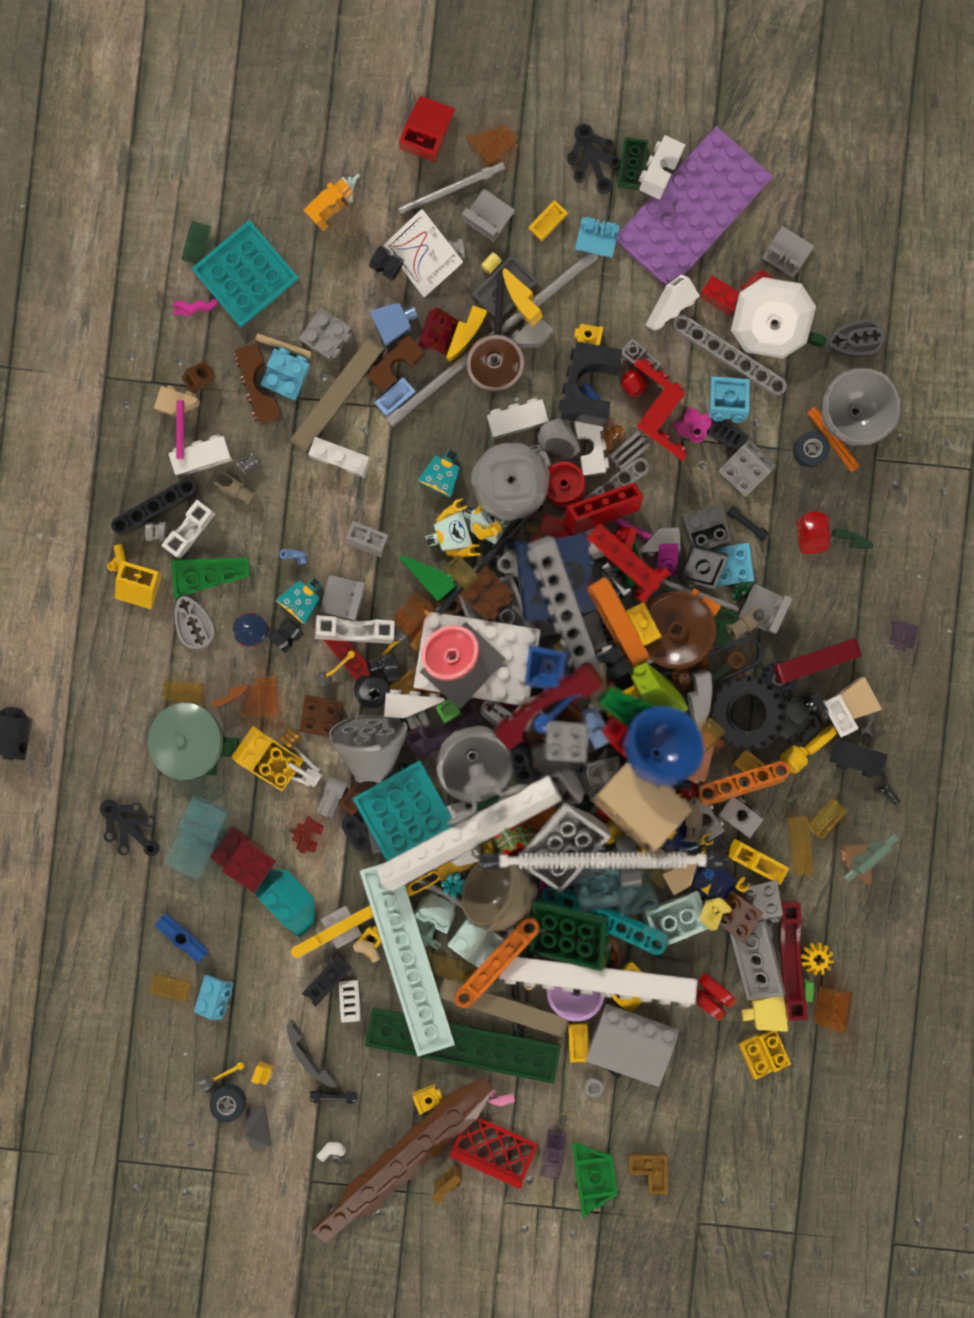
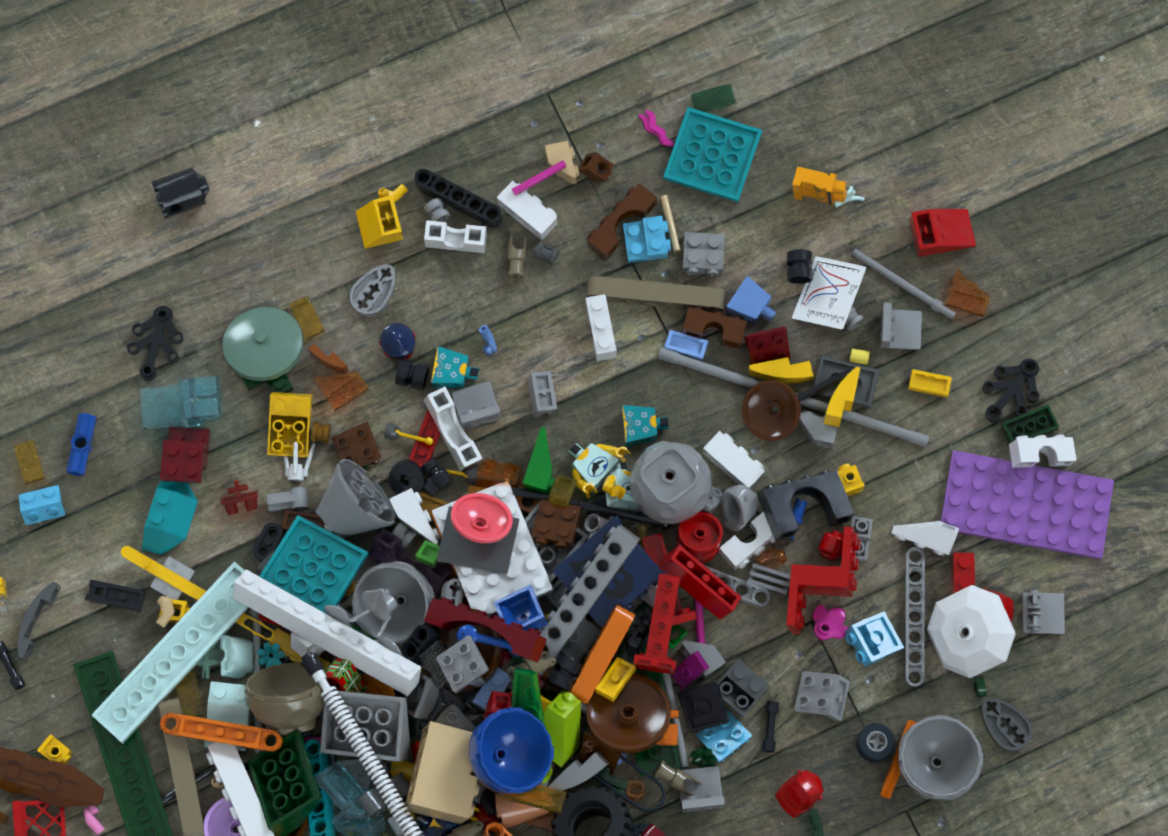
camera: 55 degrees right, 15 degrees down
(200, 574) = (423, 272): green wing -> none
(349, 1018) = (104, 622): white slope -> none
(597, 237) = (943, 434): medium azure hinge -> none
(742, 436) = (844, 673): black slope -> none

